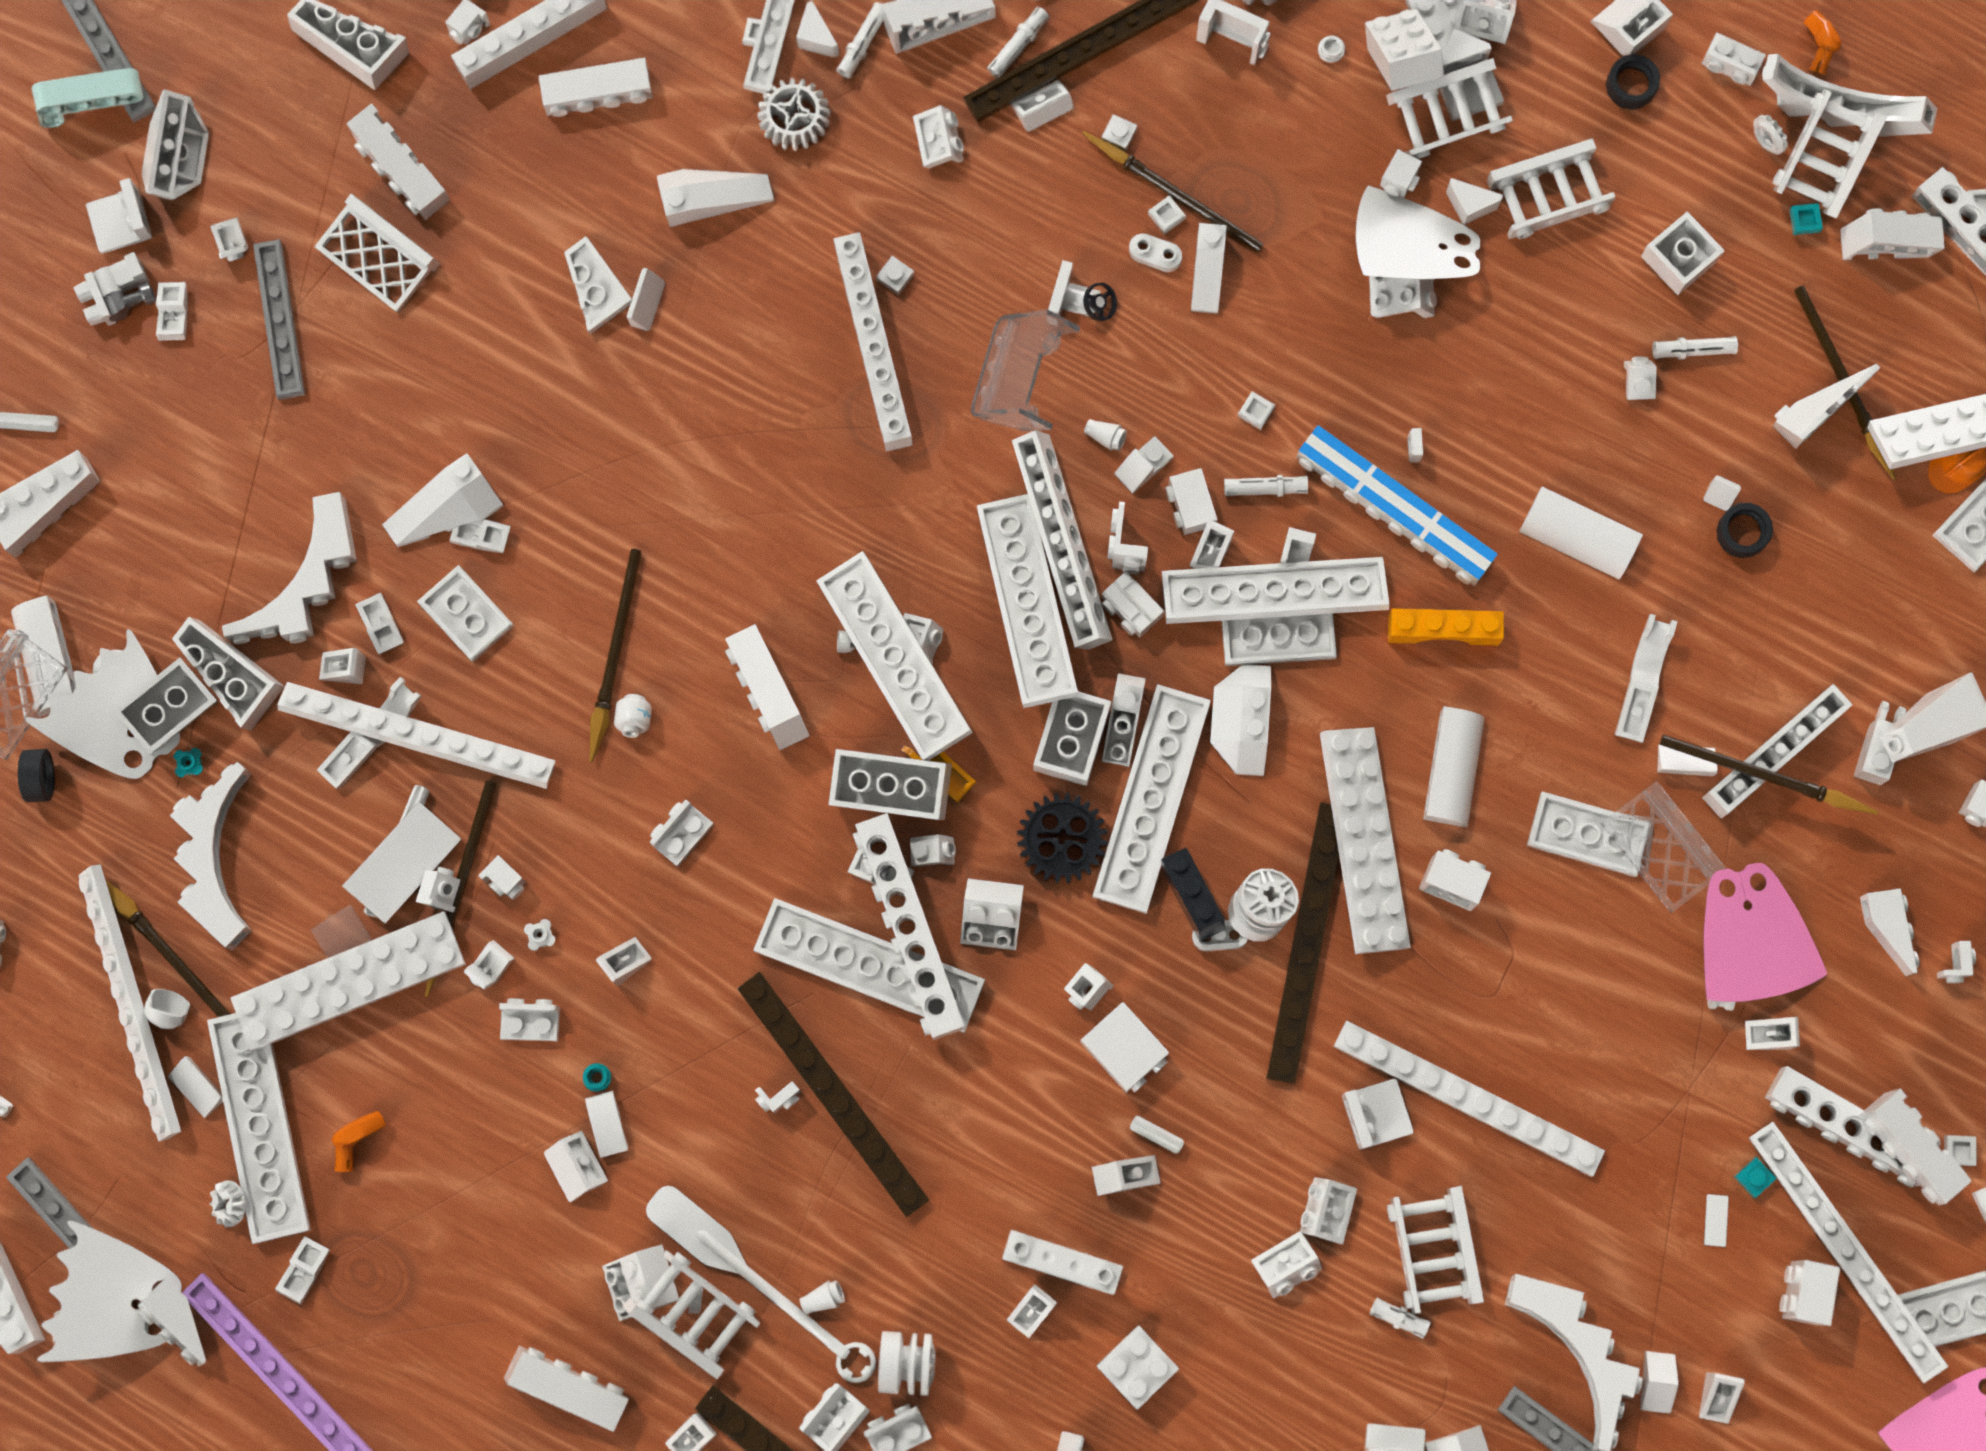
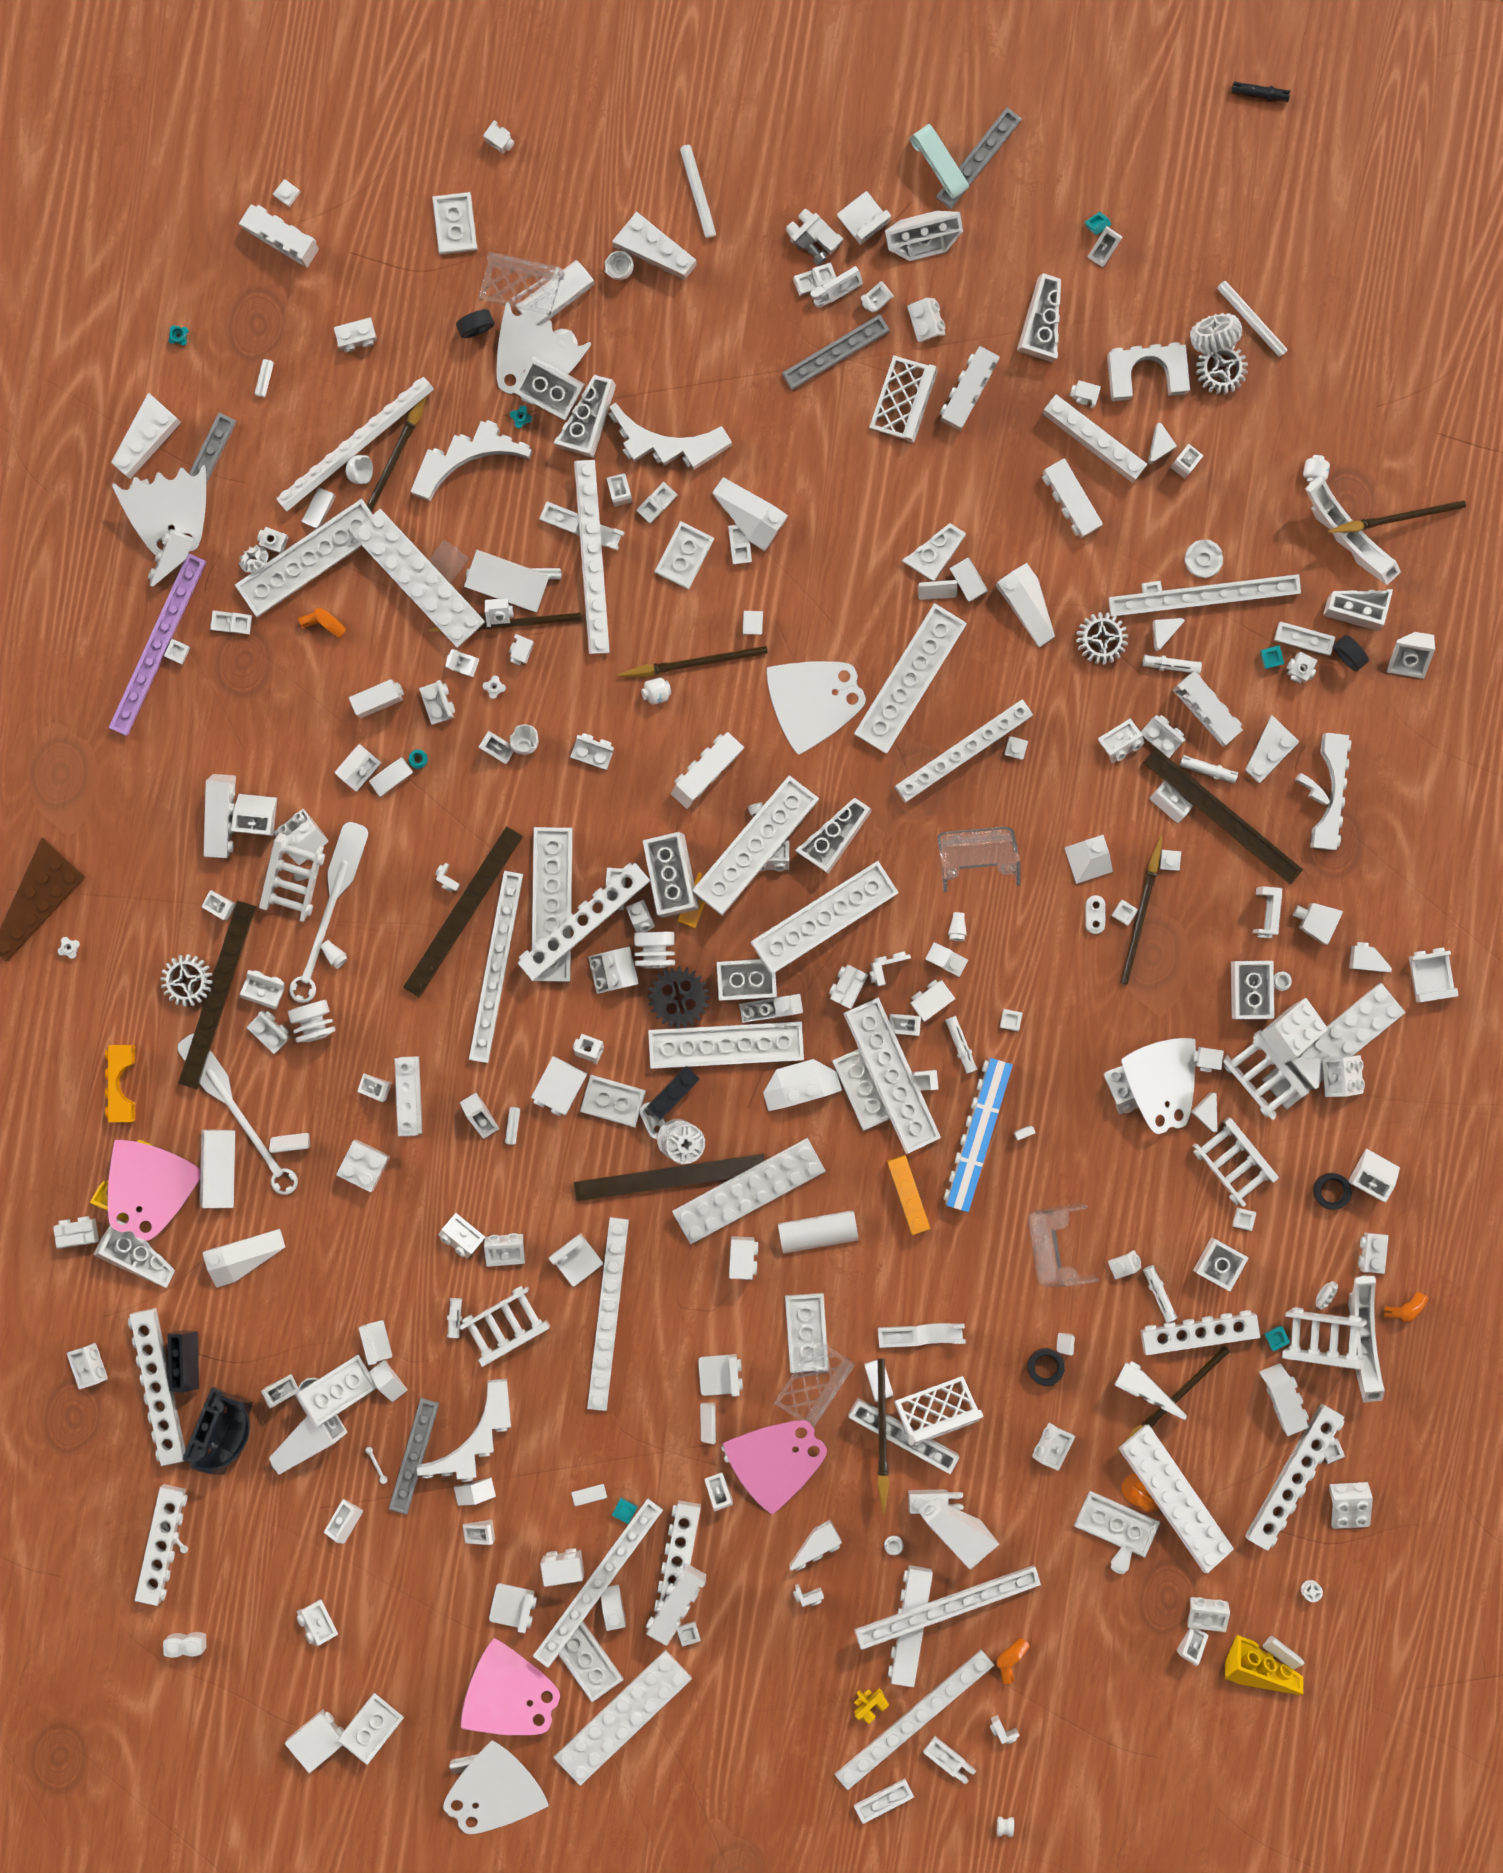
camera: 65 degrees right, 10 degrees up
(42, 556) = (619, 265): none -> white hair
(194, 285) = (837, 287): none -> white hinge
(222, 1162) = (279, 542): none -> white brick
(285, 188) = (926, 319): none -> white bracket
(311, 1362) = (177, 651): none -> white plate
(489, 1100) = (376, 698): none -> white brick
(584, 1337) = (254, 815): none -> white slope
(591, 554) = (752, 622): none -> white panel
(628, 918) = (524, 739): none -> white hair
(648, 253) = (969, 579): none -> white hinge
(724, 525) = (806, 701): none -> white piece
(749, 377) = (910, 678): none -> white plate
(925, 555) = (833, 838): none -> white wedge
(927, 1075) = (496, 966): none -> white plate
(951, 82) = (1162, 735): none -> white bracket
(984, 844) = (654, 949): none -> white wheel
(1062, 540) = (874, 925): white brick -> none
(1078, 232) = (1089, 859): none -> white slope
(1080, 298) = (1045, 876): white piece -> none
(1172, 982) = (612, 1100): none -> white tile
(1208, 268) = (1095, 954): white slope -> none
(1329, 86) = (1252, 989): none -> white brick
(1581, 533) = (1004, 1261): white brick -> none
(1584, 470) = (1045, 1247): none -> clear windscreen
(1608, 971) = (720, 1375): none -> white bracket
(1631, 206) = (1244, 1219): none -> white tile
(1669, 1014) = (708, 1423): none -> white slope
(1783, 691) = (940, 1427): none -> white fence
(1784, 250) = (1249, 1330): none -> white brick
(1843, 1386) = (512, 1606): none -> white bracket
(1856, 559) = (1053, 1446): none -> white bracket
(1891, 1243) = (613, 1608): none -> white slope
(1924, 822) = (893, 1545): none -> white plate

